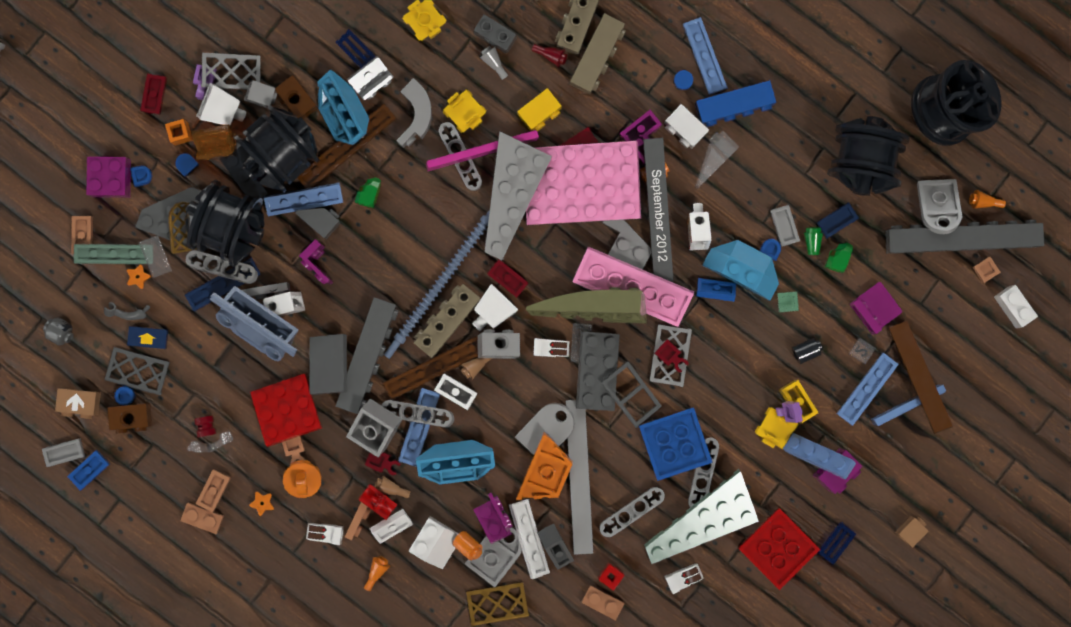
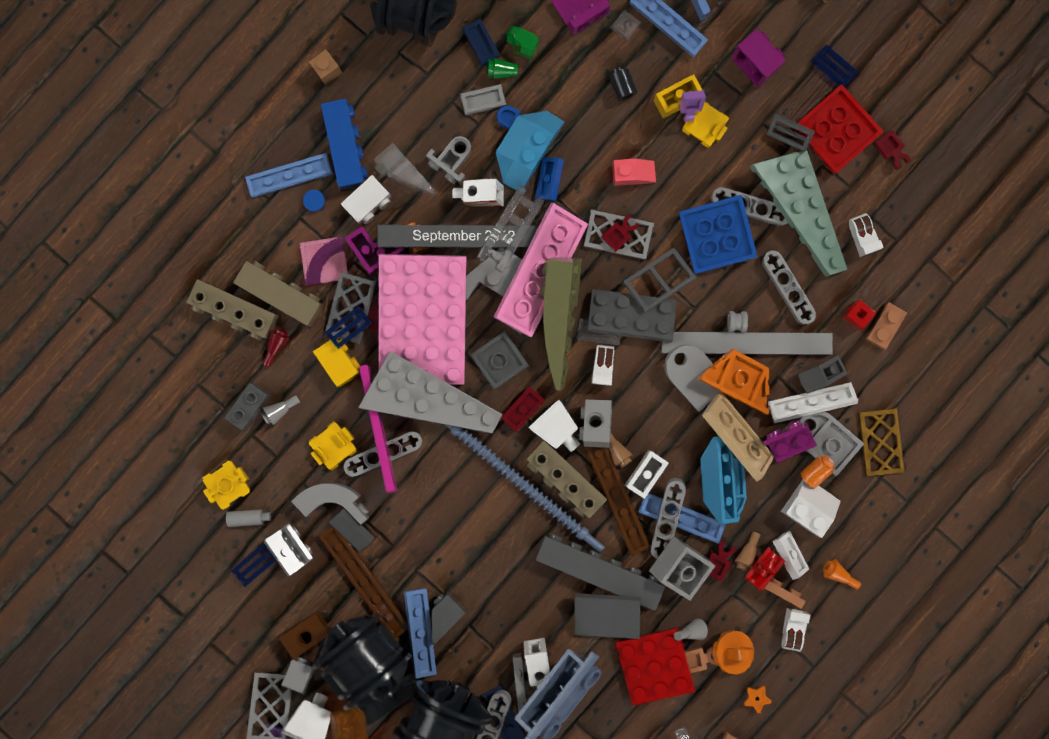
camera: 90 degrees left, 0 degrees up
(315, 251) = (480, 625): magenta bracket -> none
(319, 442) = (695, 630): none -> light grey cone
(341, 109) = (321, 584): dark azure wedge -> none
(368, 193) = (417, 558): green rock -> none
(391, 132) = (351, 529): none -> dark grey tile
(396, 39) = (247, 518): none -> light grey cylinder
(494, 471) = (738, 436): none -> tan tile
(550, 255) = (499, 360): none -> dark grey tile
(575, 112) = (368, 322): none -> clear blue tile
(582, 105) = (341, 293): none -> dark grey window
(598, 466) = (737, 321): none -> light grey wheel
(629, 92) = (323, 260): none -> clear pink tile
(656, 259) = (512, 242): none -> clear bar
(726, 199) = (450, 161): none -> light grey pin
(727, 365) = (633, 172): none -> coral slope
(760, 517) = (807, 139): none -> dark grey tile
(765, 597) = (890, 146): none -> dark red plate
(788, 301) = (567, 102): clear green tile -> none
(804, 82) = (325, 67): none -> medium nougat brick
(819, 456) = (742, 75): medium blue plate -> none

